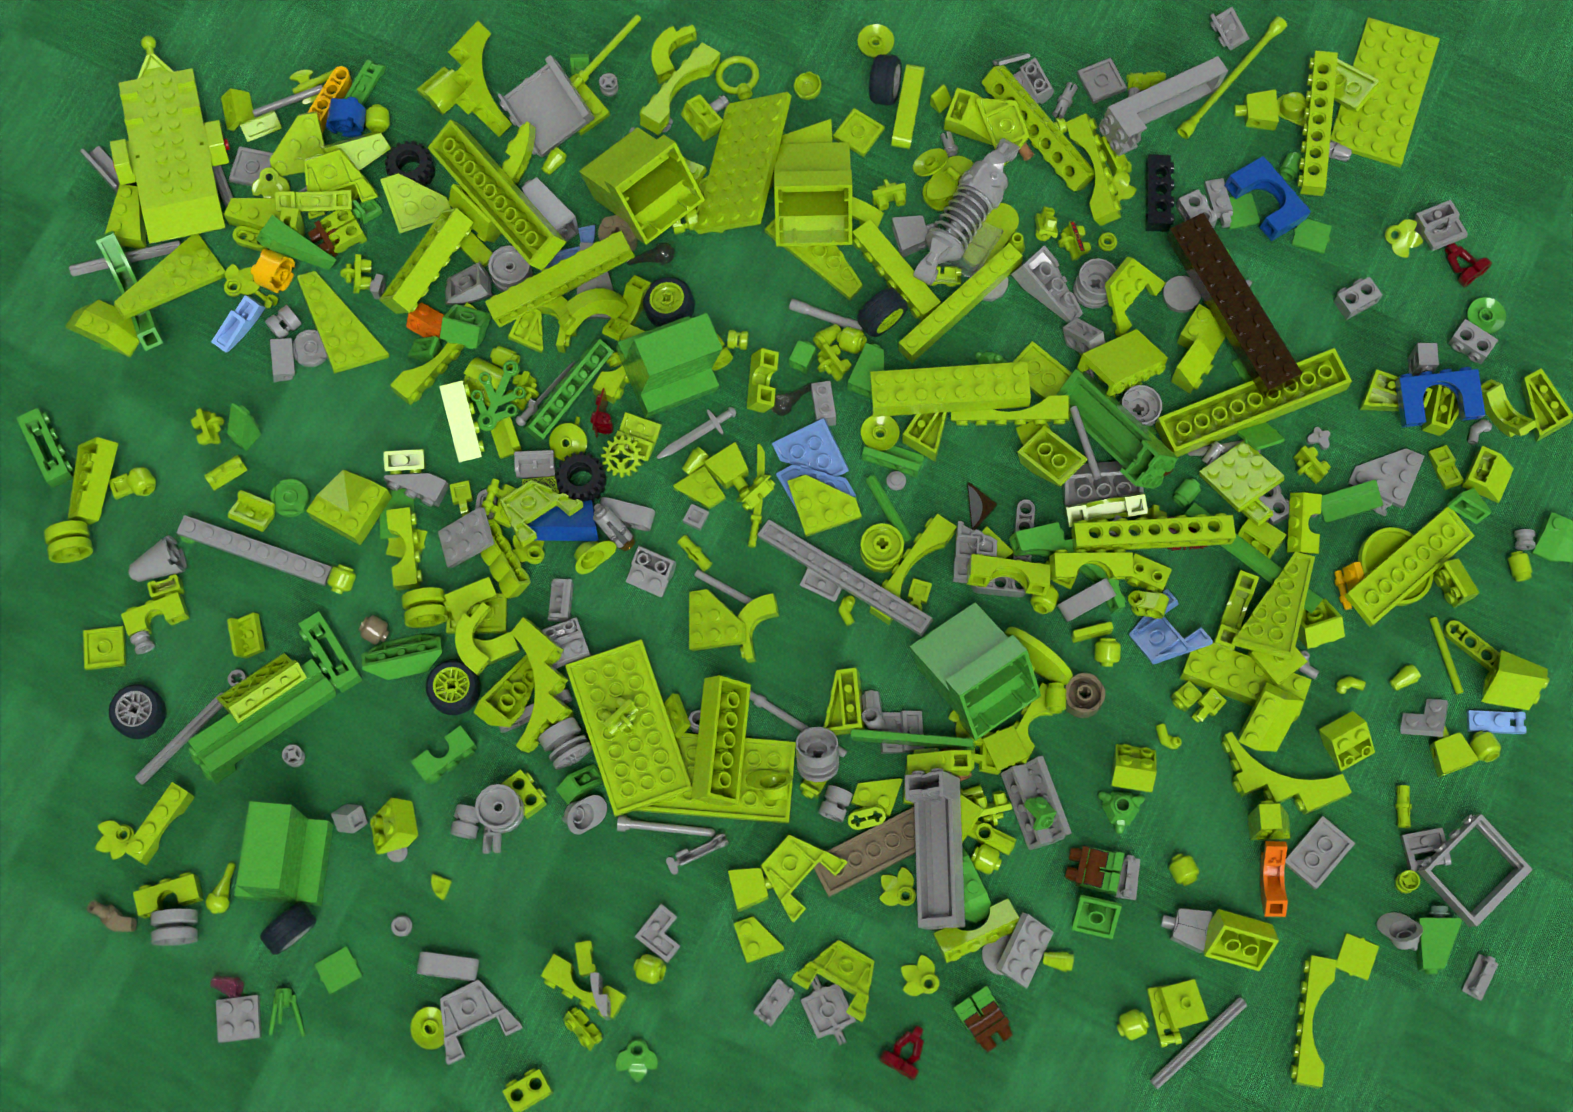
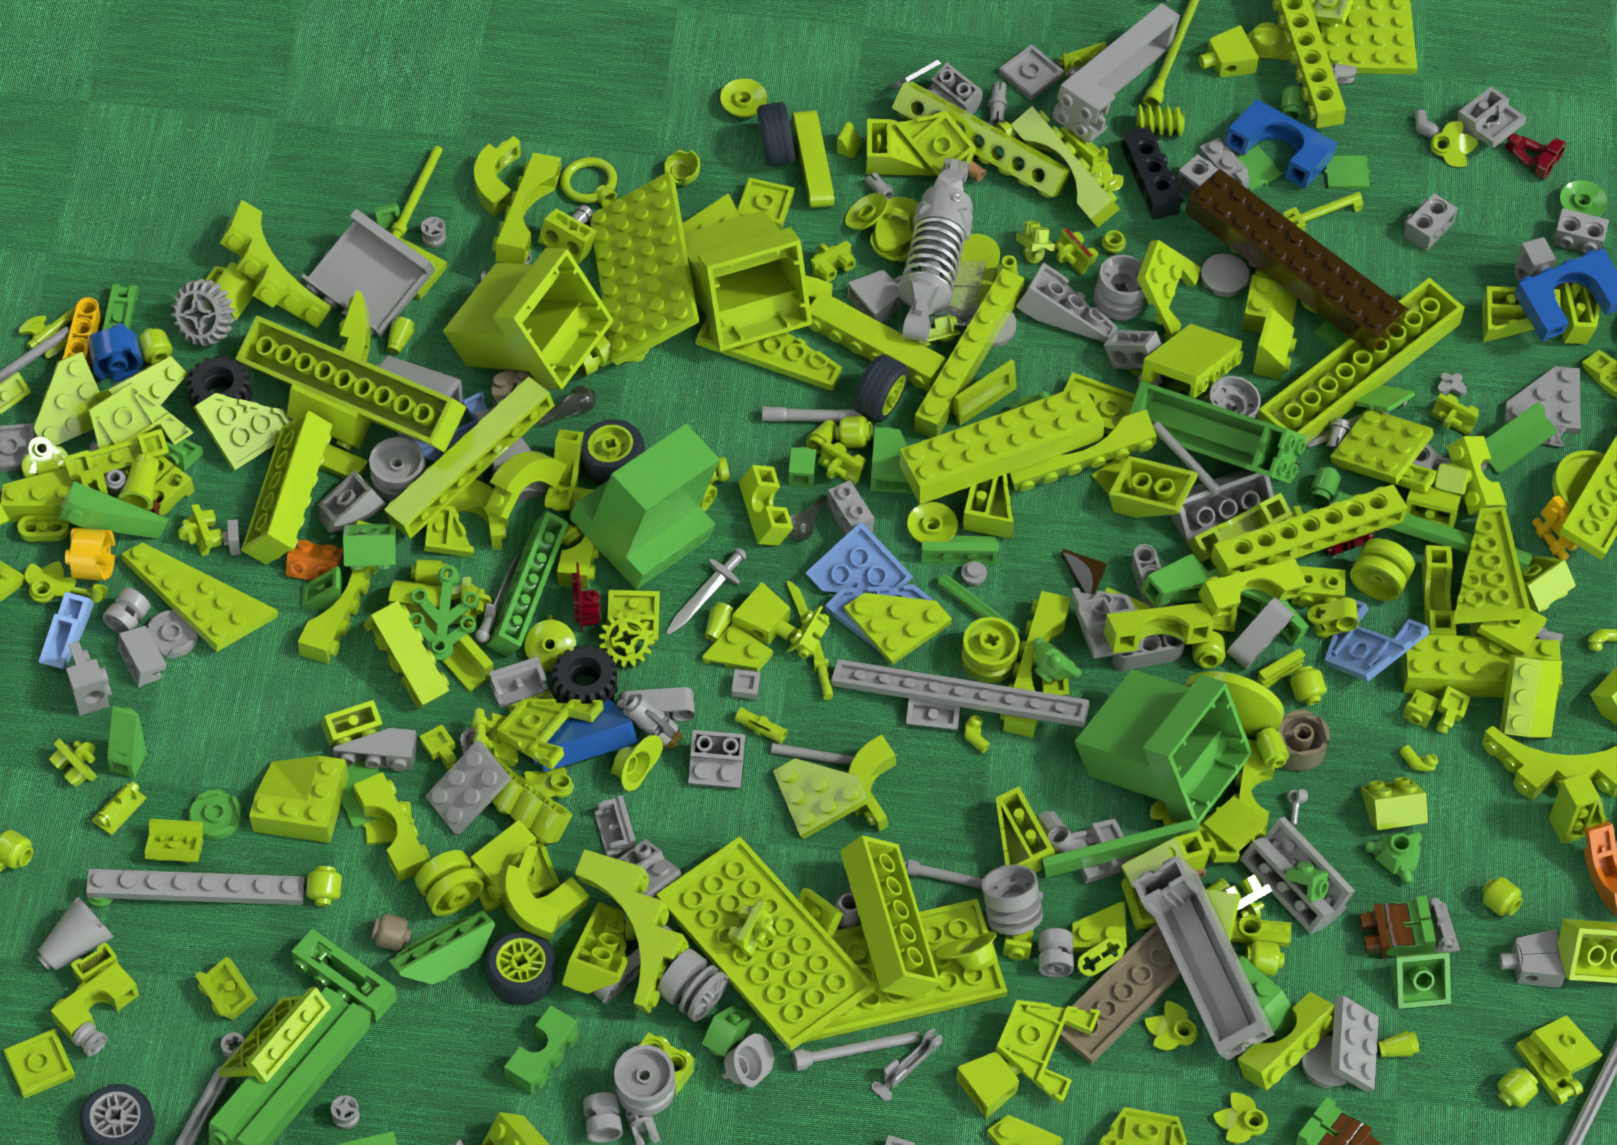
camera: 25 degrees left, 15 degrees down
(232, 370) = (87, 681): none -> light grey brick
(305, 221) = (115, 481): none -> light grey pin
(323, 227) = (141, 482): none -> lime plant
(417, 103) = (207, 299): none -> light grey gear
(922, 575) = (1053, 662): none -> bright green rock
(959, 338) = (985, 392): none -> lime piece
(1061, 737) = (1296, 798): none -> light grey hand
(1182, 151) = (1161, 120): none -> lime piece
(1200, 578) = (1382, 569): none -> lime wheel
(1257, 264) = (1300, 219): none -> lime hinge
(1283, 521) = (1452, 478): none -> lime slope
(1387, 214) = (1424, 126): none -> light grey arm

